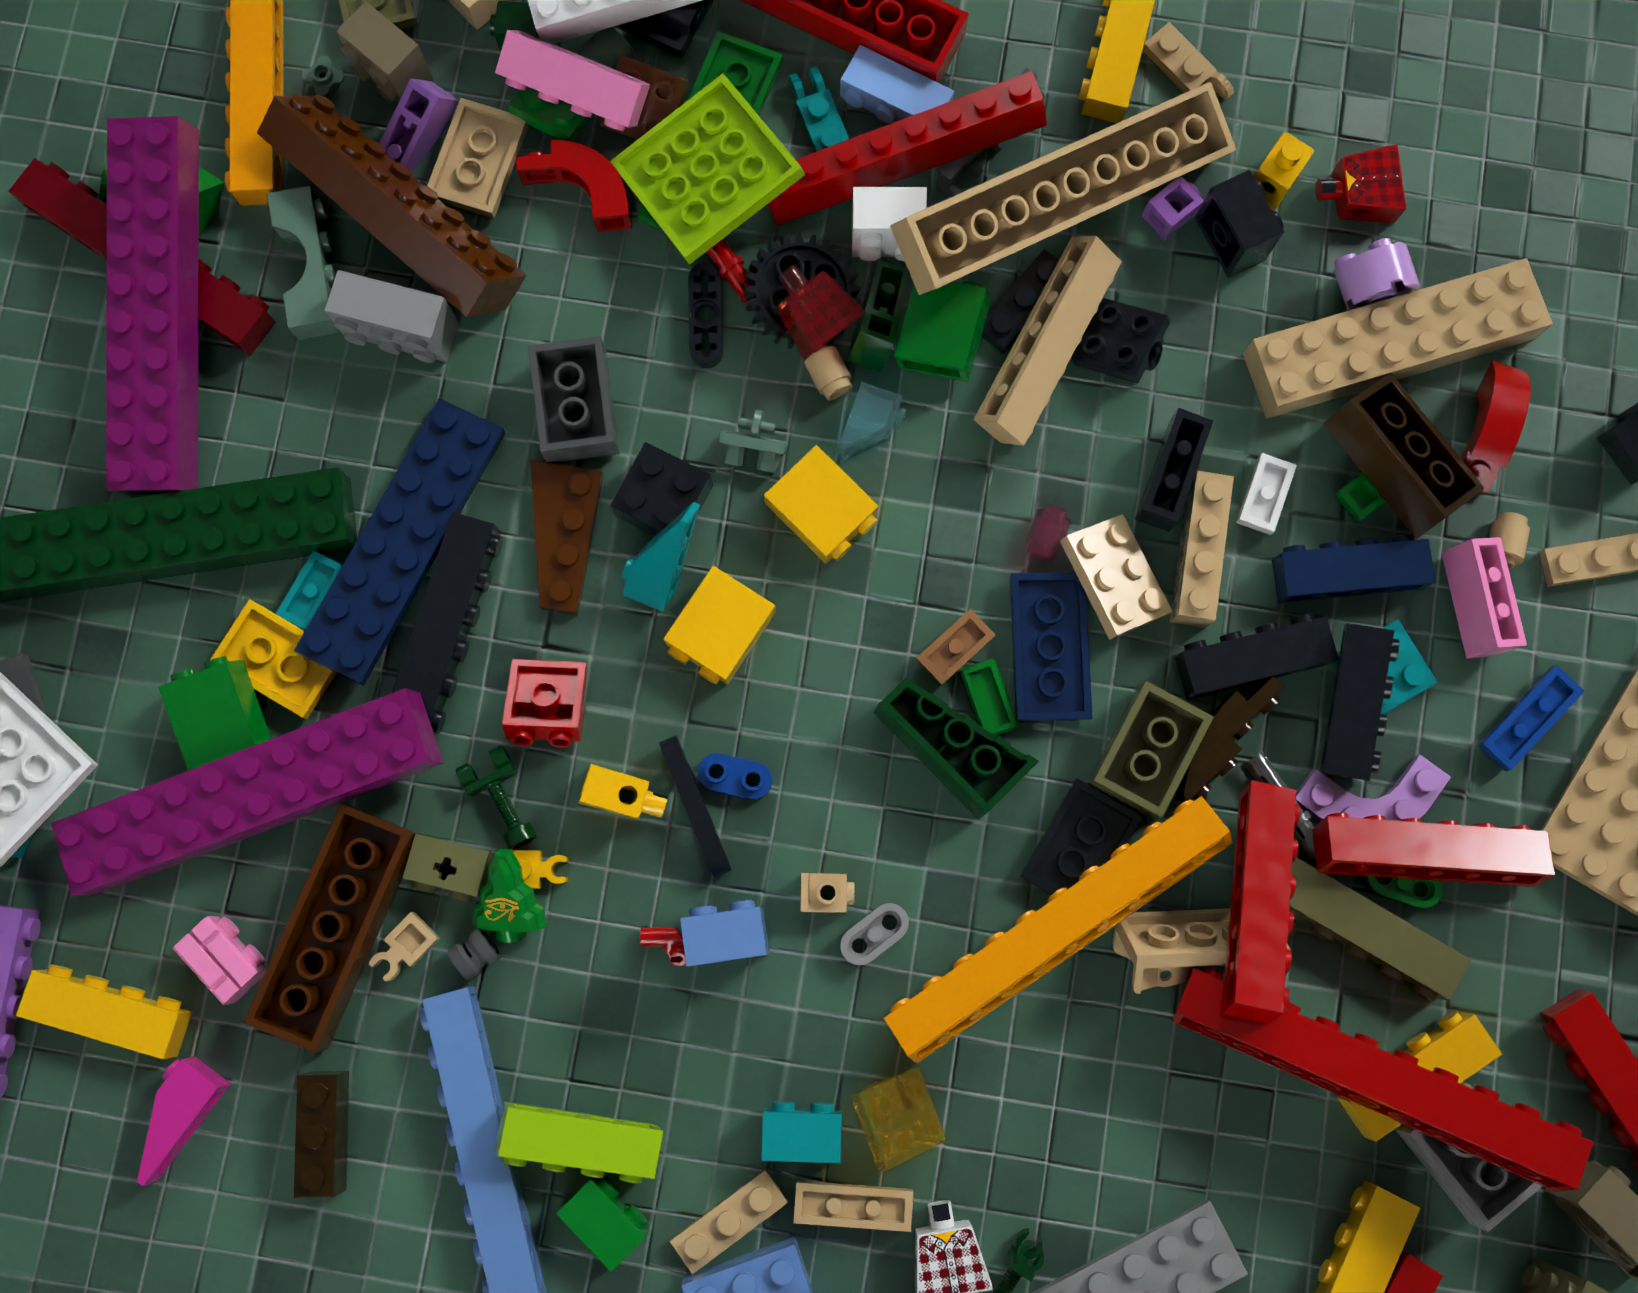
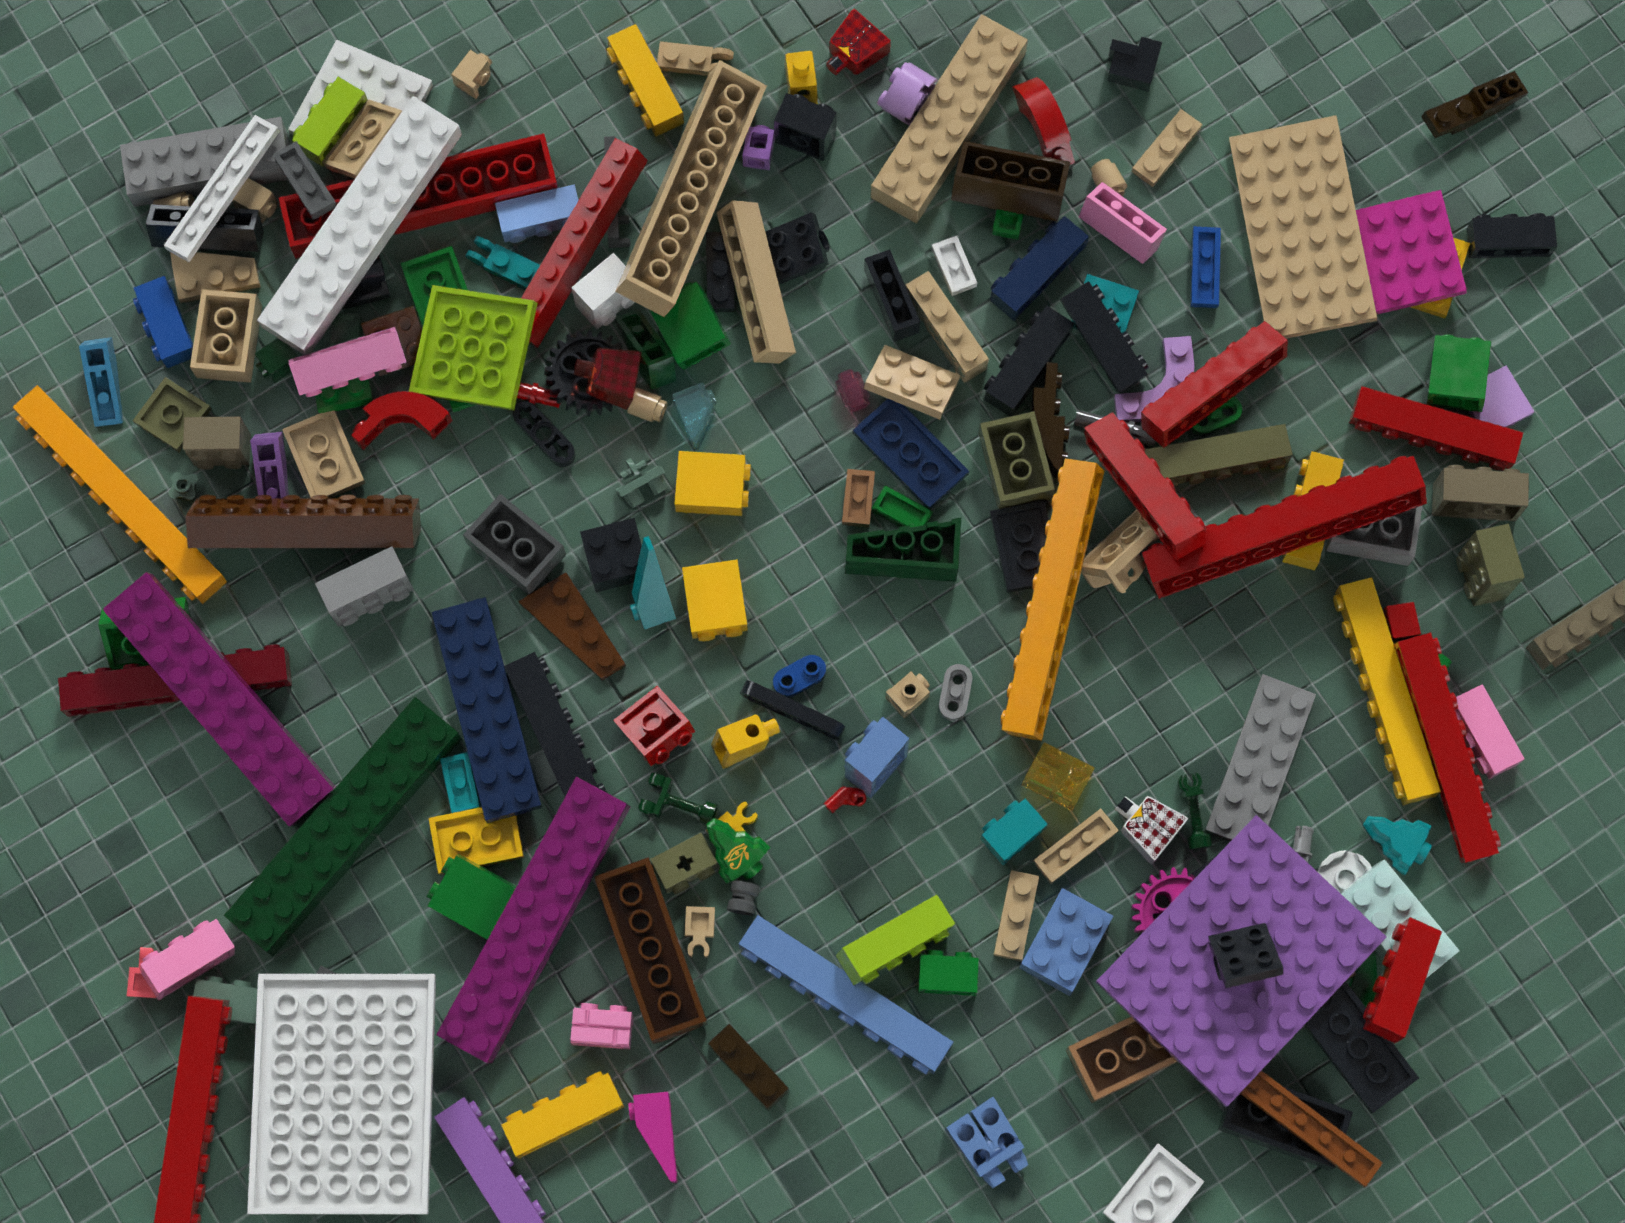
camera: 40 degrees left, 5 degrees down
(298, 219) = (252, 582): sand green arch -> none

